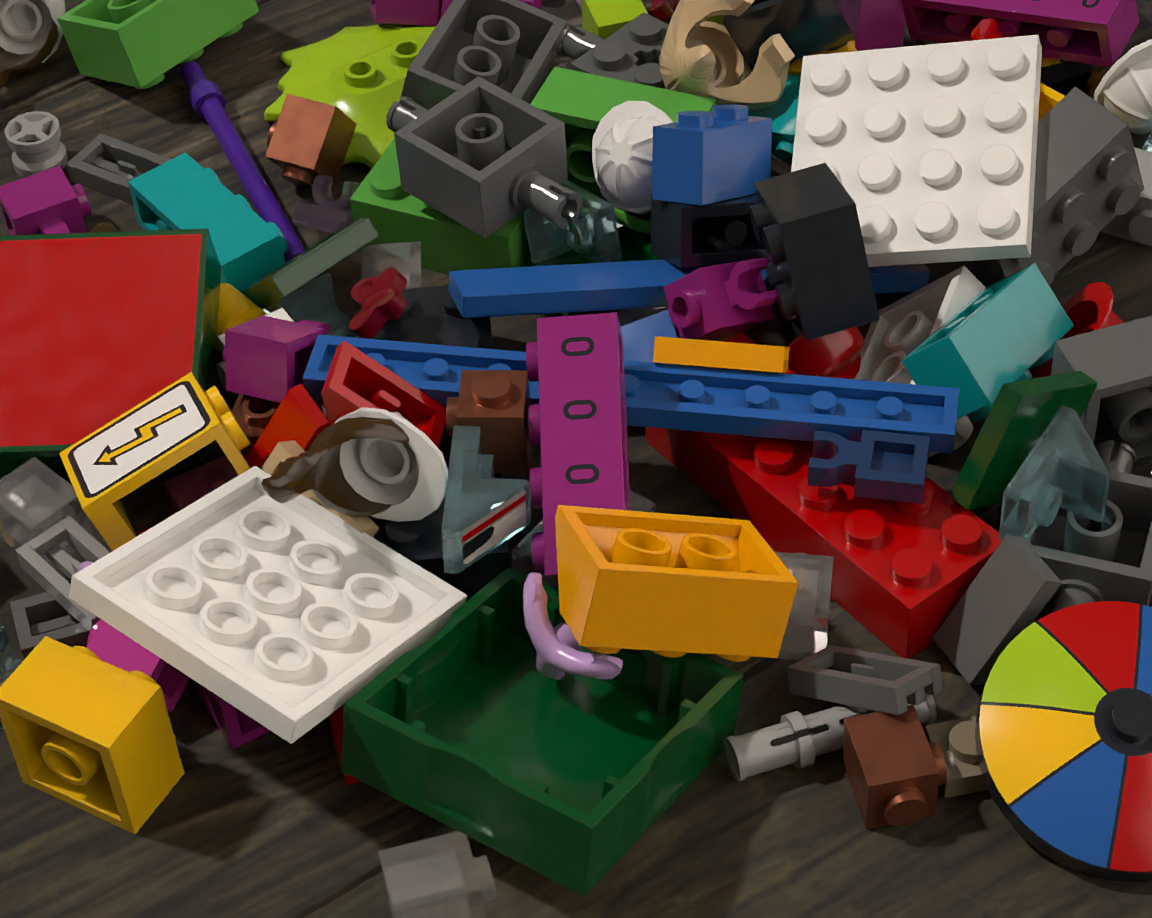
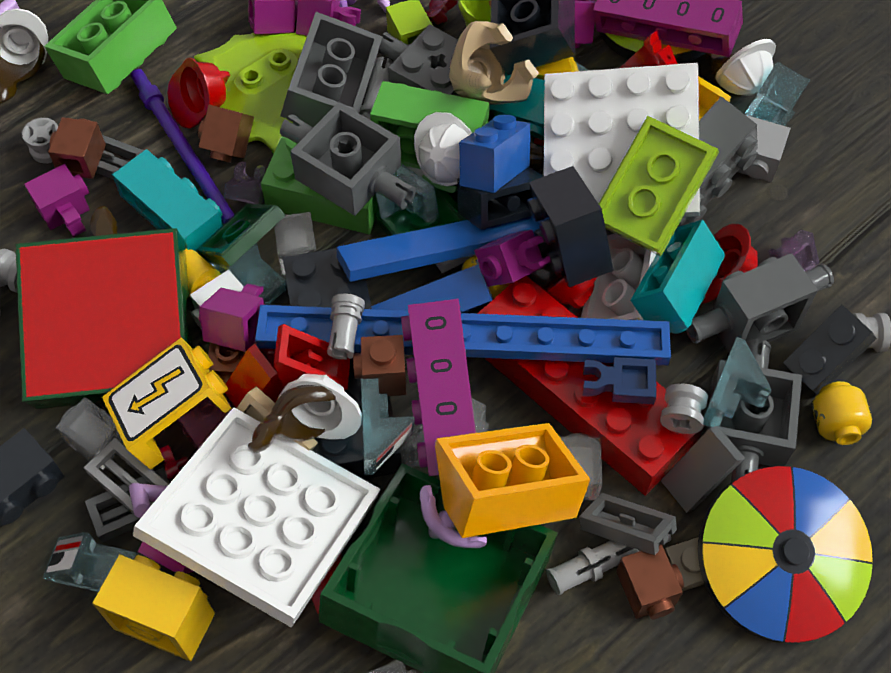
camera: 10 degrees left, 15 degrees up
(85, 145) = (78, 146): none -> copper brick
(265, 79) = (193, 89): none -> red piece
(379, 302) = (295, 273): dark red piece -> none
(444, 349) = (345, 316): none -> light grey pin
(721, 354) = (519, 303): light orange tile -> none
(956, 202) = (655, 184): none -> lime tile
(967, 505) = (684, 408): none -> light grey wheel
(1013, 429) = (714, 347): dark green tile -> none

